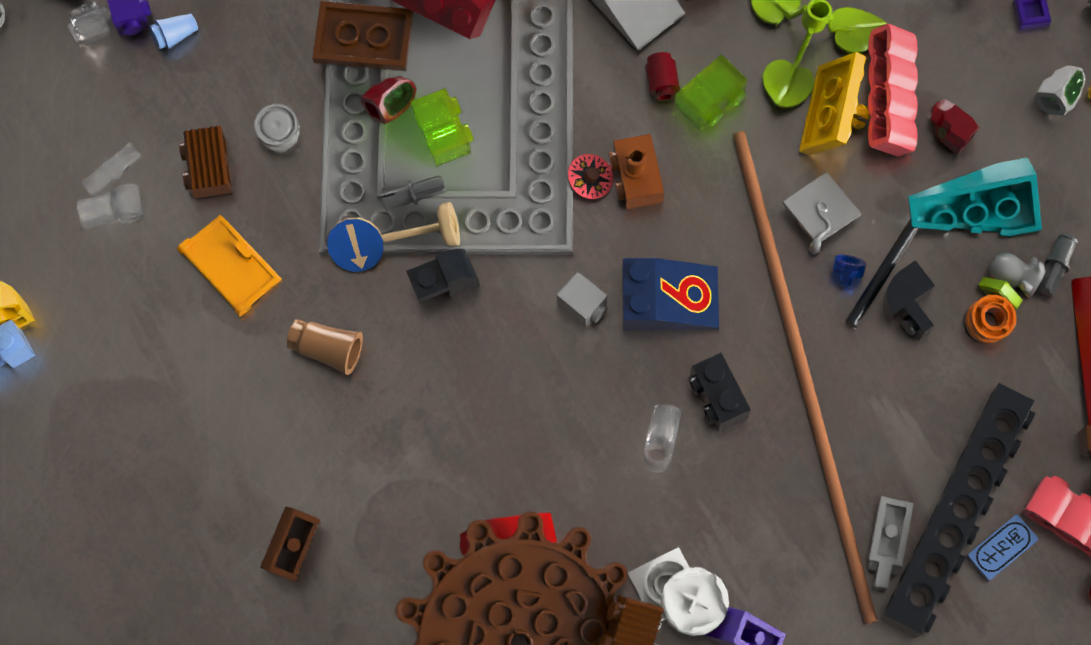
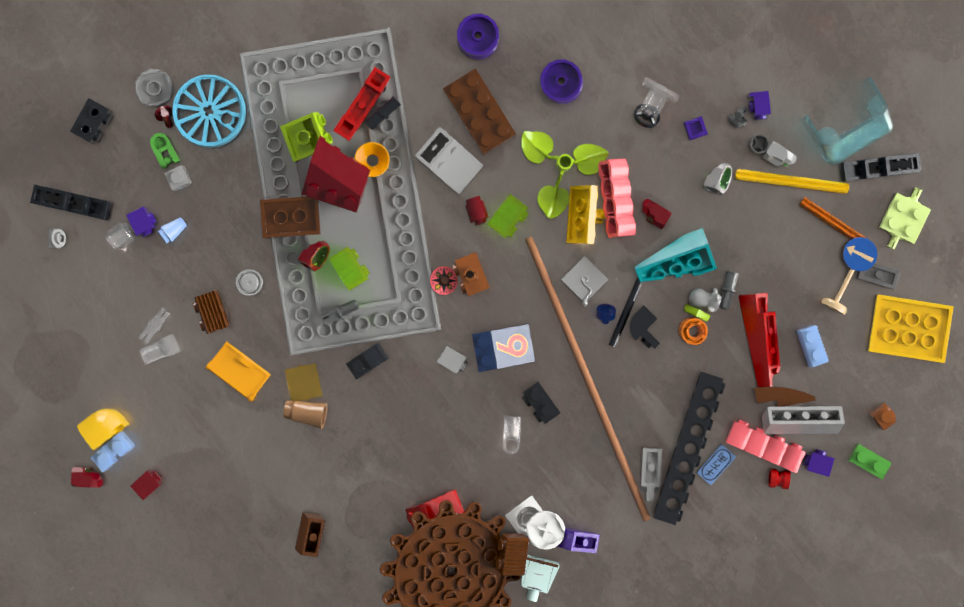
camera: 10 degrees left, 15 degrees up
(37, 416) = (147, 484): none -> dark red brick
(332, 299) = (303, 382): none -> clear yellow piece
(359, 244) = (315, 349): piece -> none

